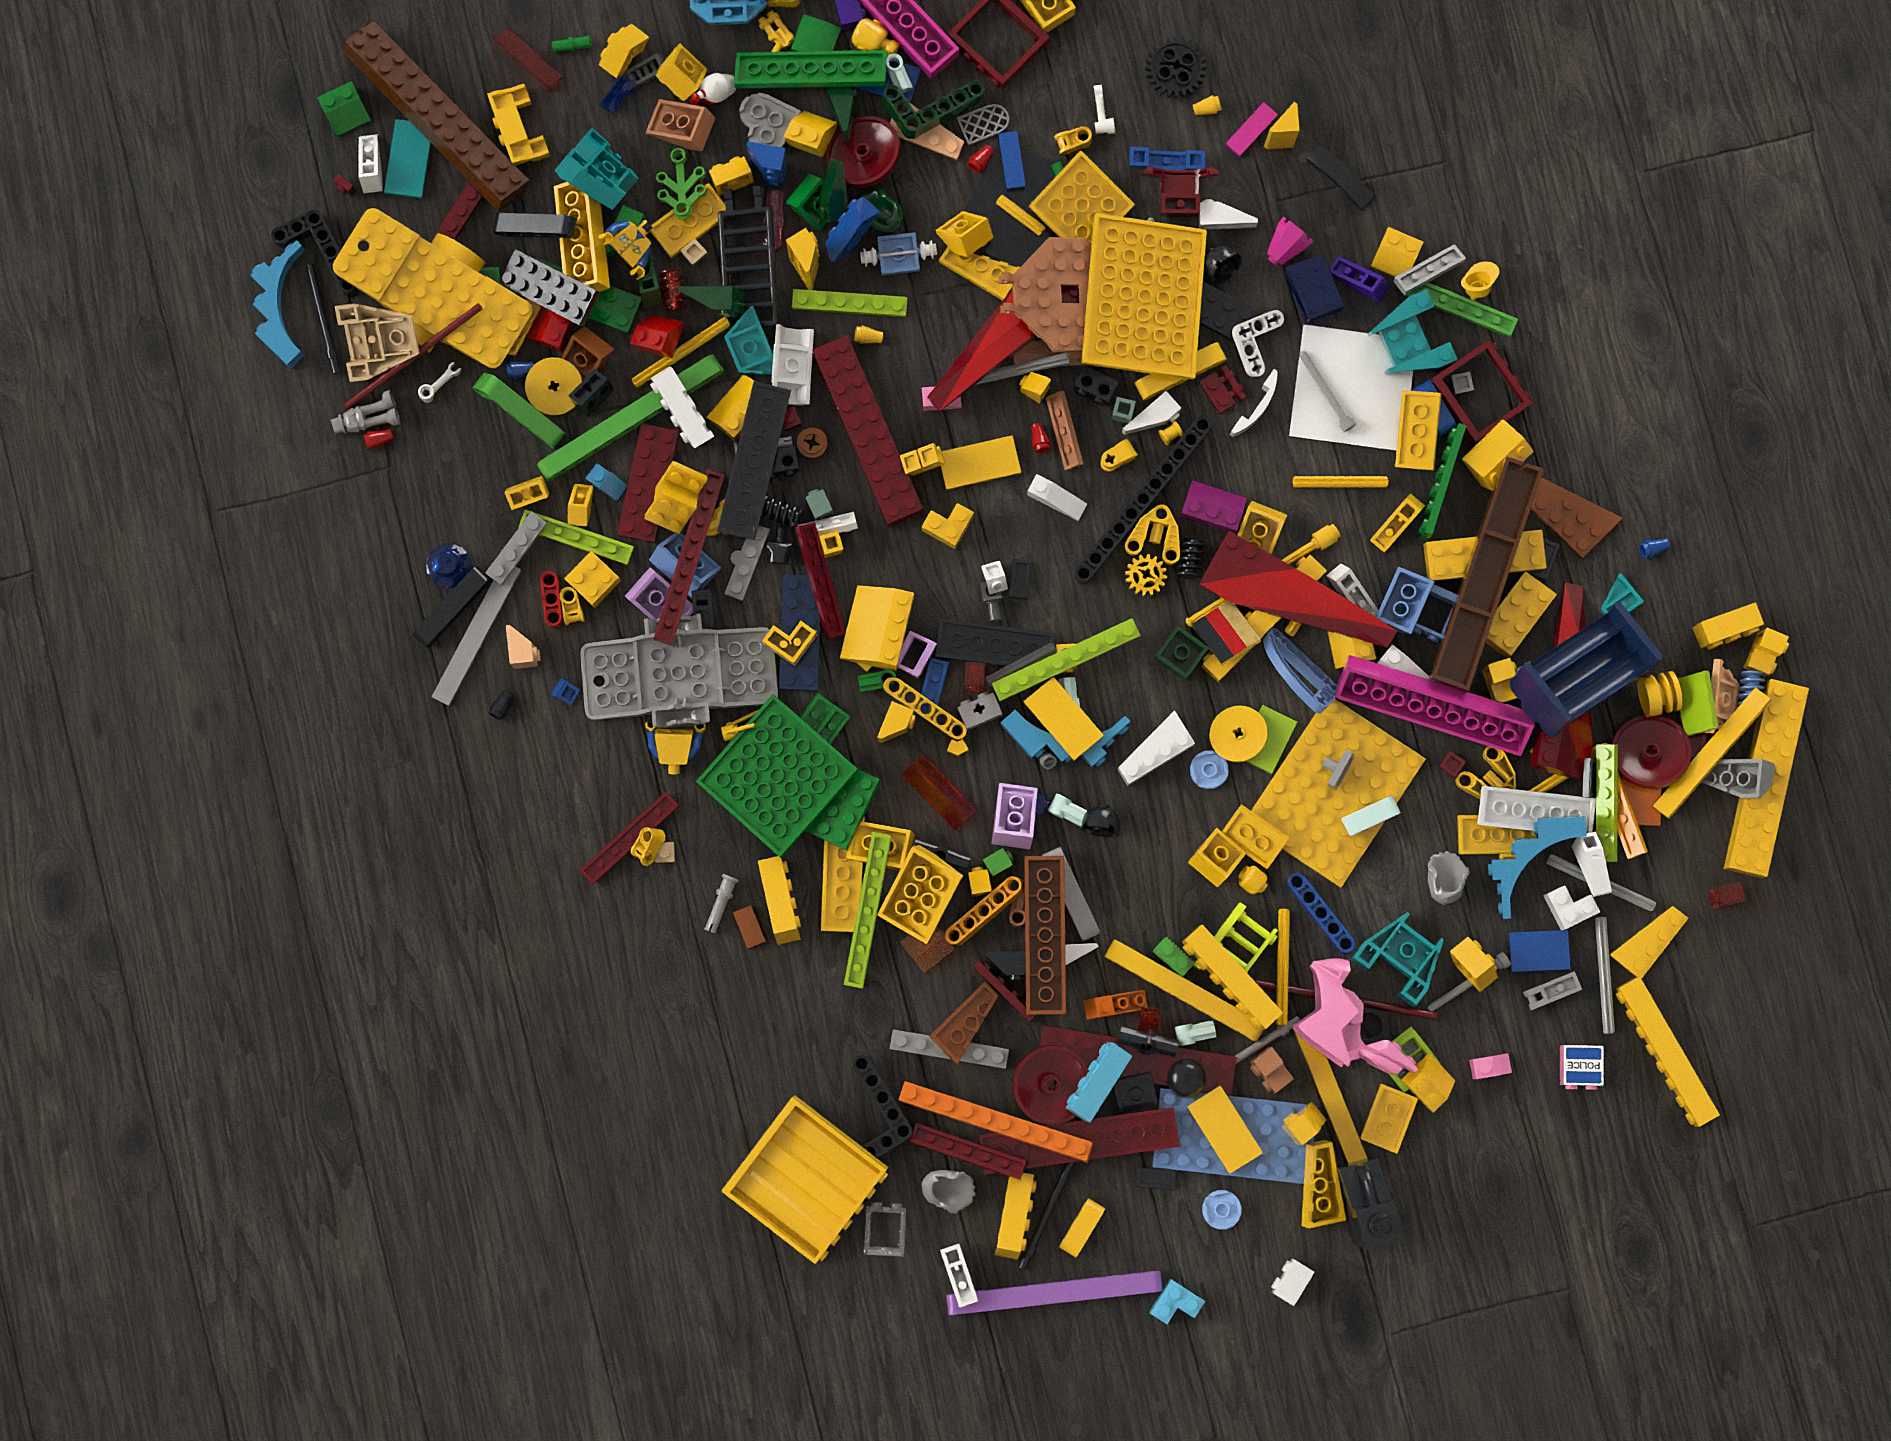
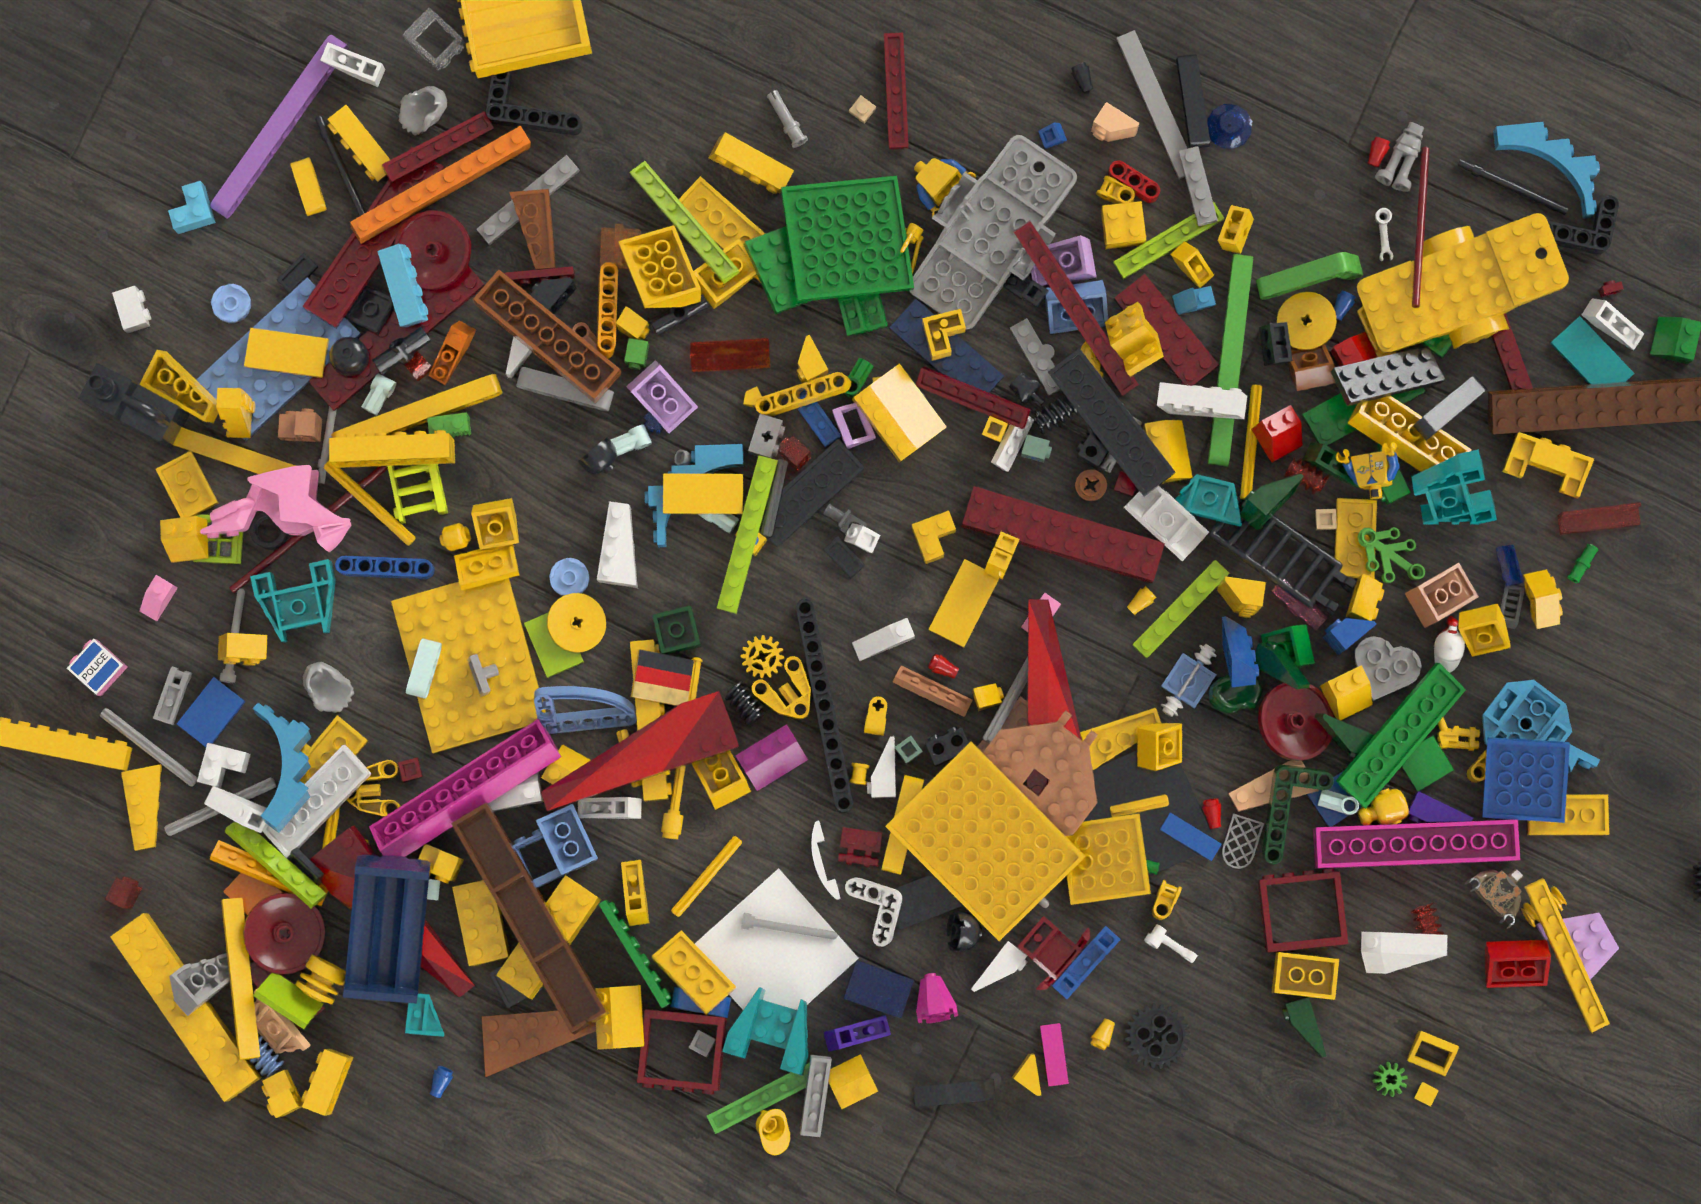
camera: 135 degrees right, 0 degrees up
(376, 339) = (1456, 208): tan wedge -> none
(648, 844) = (877, 99): yellow piece -> none
(749, 927) = (750, 126): dark orange tile -> none

